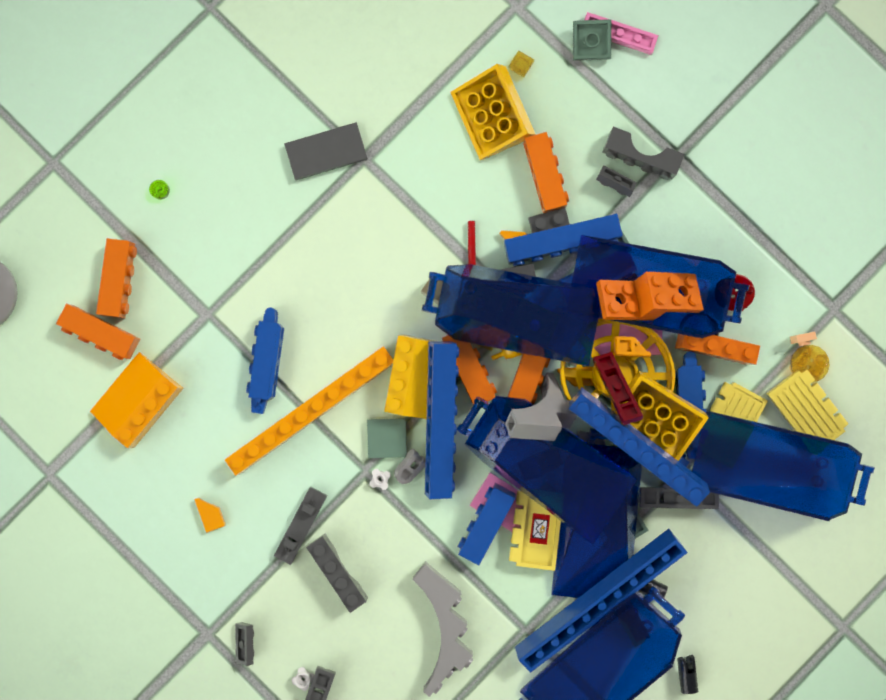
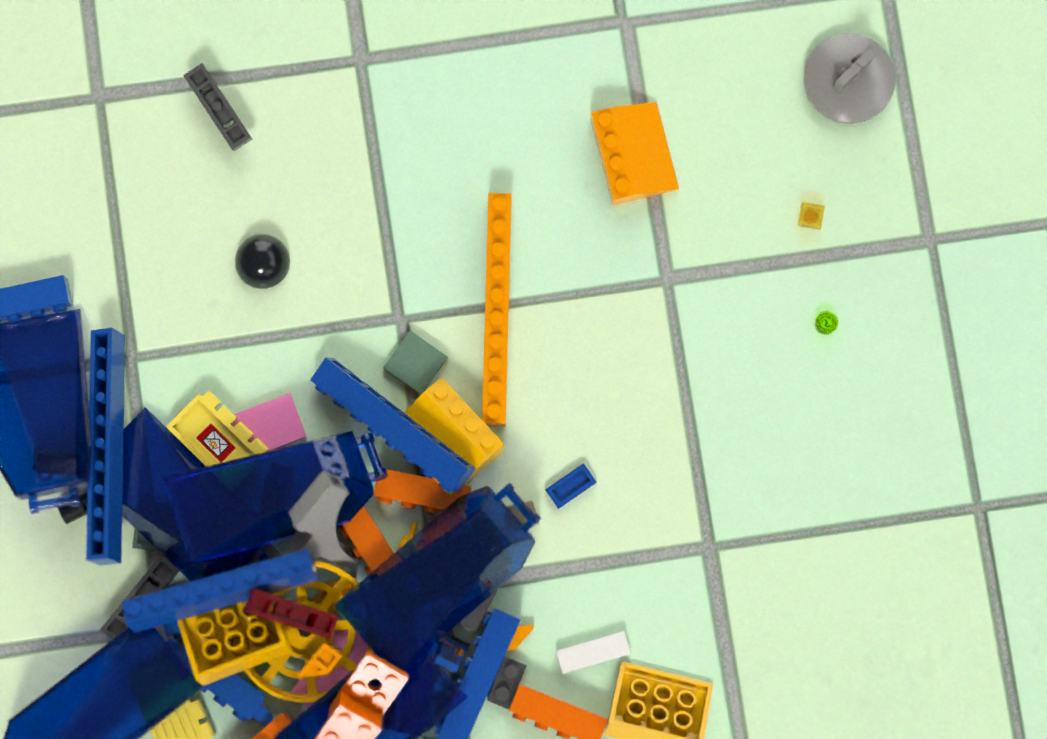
camera: 125 degrees right, 5 degrees down
(92, 250) = (811, 215): none -> clear yellow plate
(97, 331) = (726, 164): orange brick -> none
(116, 278) = (766, 218): orange brick -> none
(210, 515) = (469, 142): light orange tile -> none
(244, 643) = (325, 87): dark grey plate -> none
(266, 361) = (577, 301): blue hinge -> none
(297, 680) = (250, 111): white plate -> none
(300, 525) = (395, 220): dark grey hinge -> none
(325, 151) = (744, 513): dark grey tile -> none
(333, 569) = (303, 219): dark grey arch -> none
(380, 474) = (387, 326): white plate -> none
(391, 275) = (570, 486): none -> blue tile
(395, 593) = (262, 261): none -> black piece
(405, 472) = (370, 355): light grey plate -> none
(452, 651) = (225, 303): light grey arch -> none
(471, 243) = (542, 588): red bar -> none
(486, 524) = (259, 394): blue brick -> none
(488, 181) = (593, 652): none -> white tile
(559, 267) = (452, 653): none -> tile

